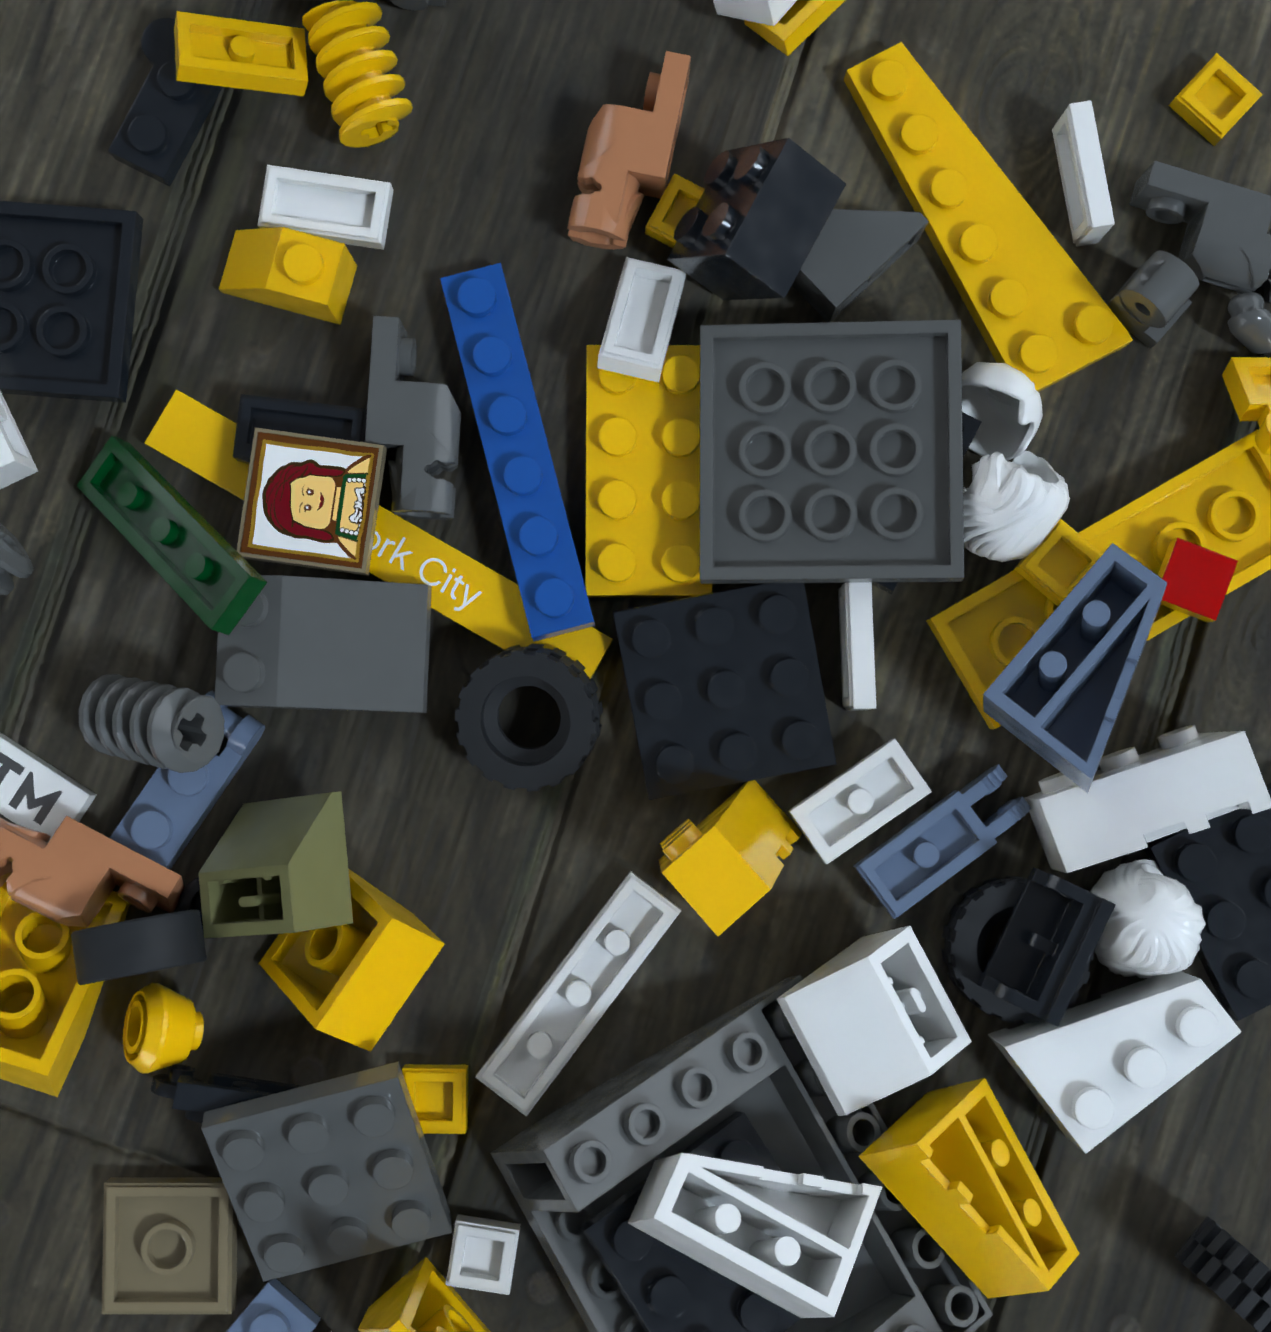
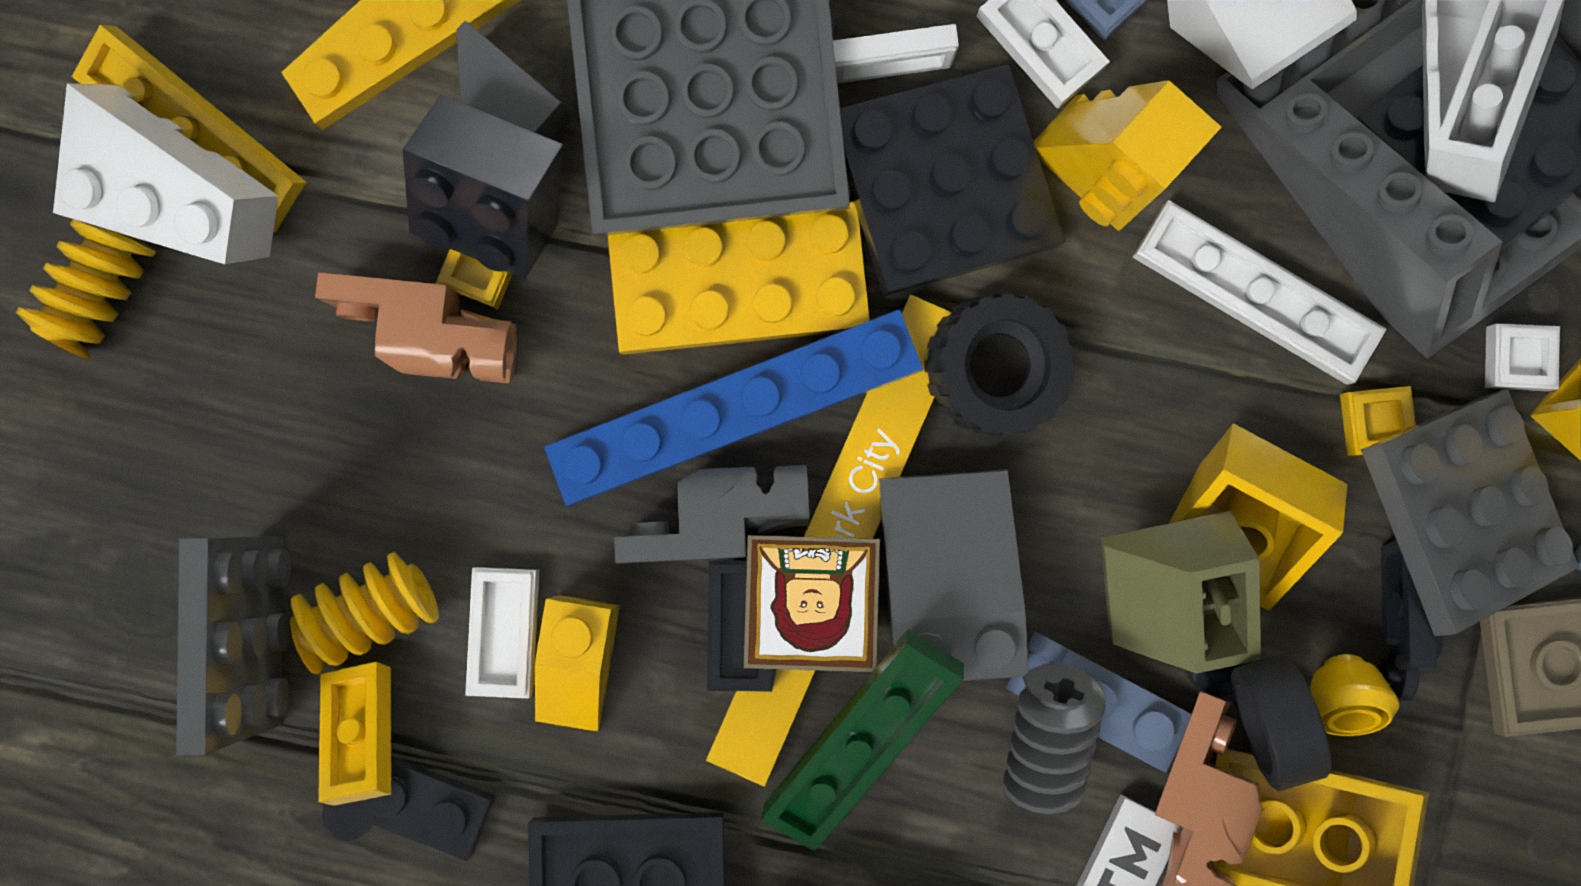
camera: 90 degrees left, 0 degrees up
(641, 320) = (589, 297): white tile -> none

